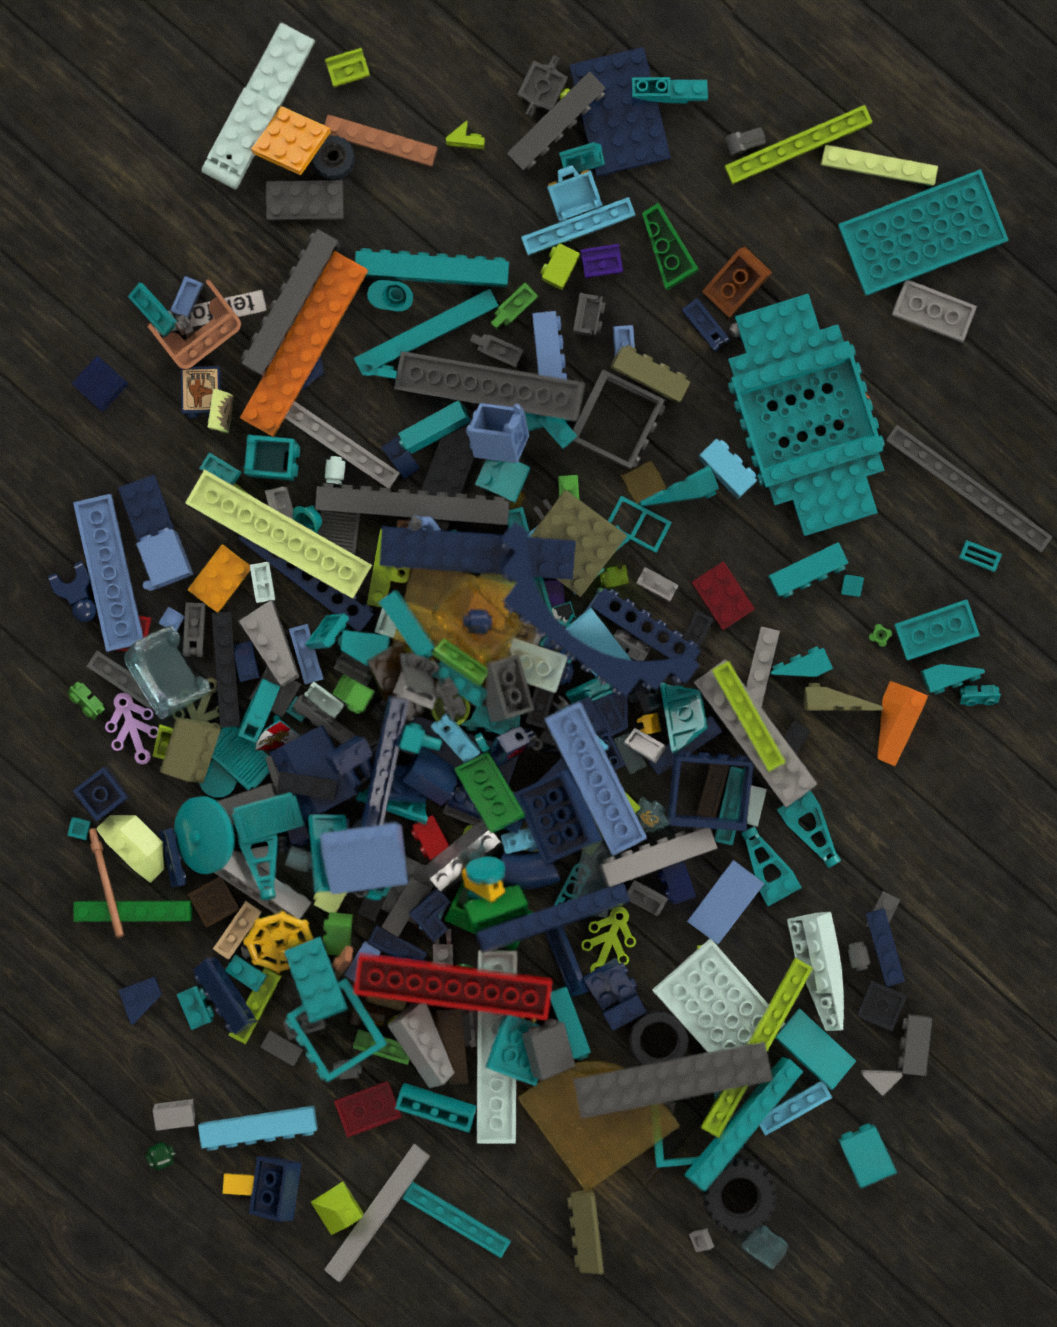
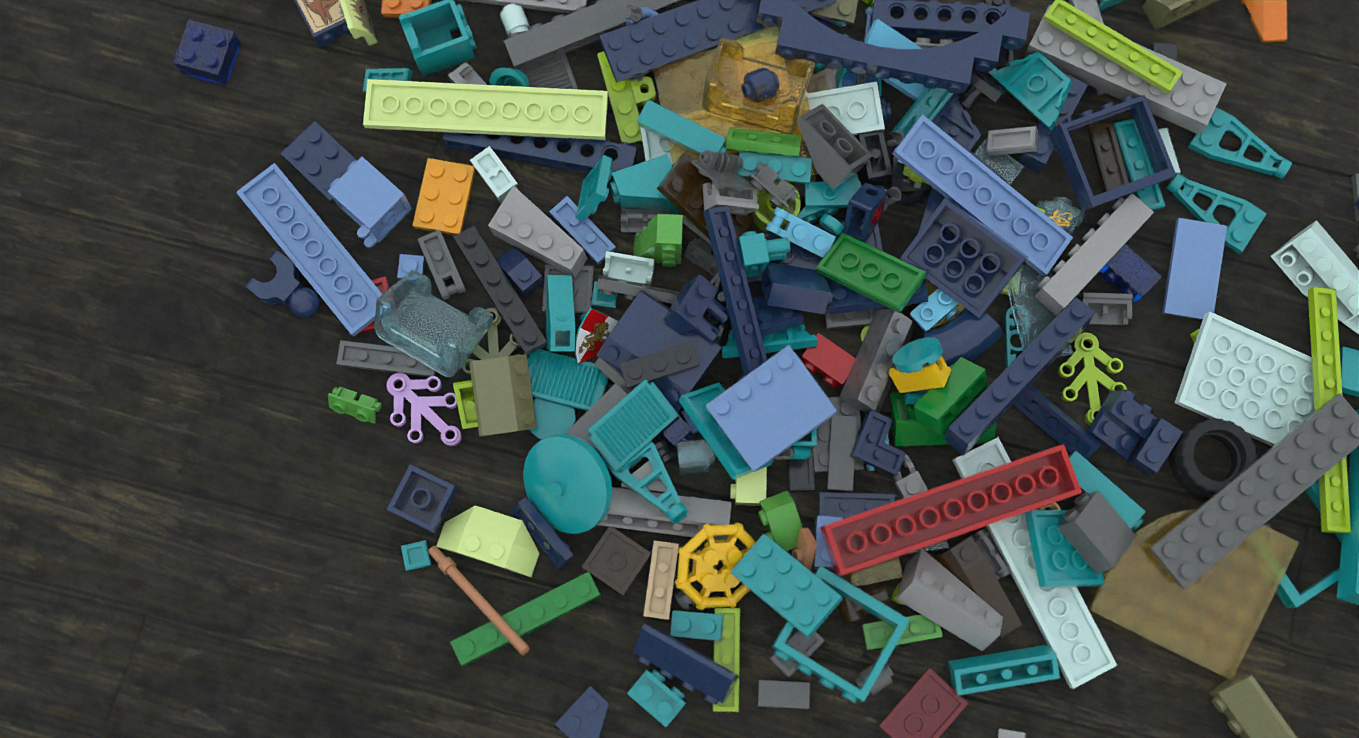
camera: 30 degrees left, 10 degrees down
(651, 723) = (1002, 118): yellow tile -> none

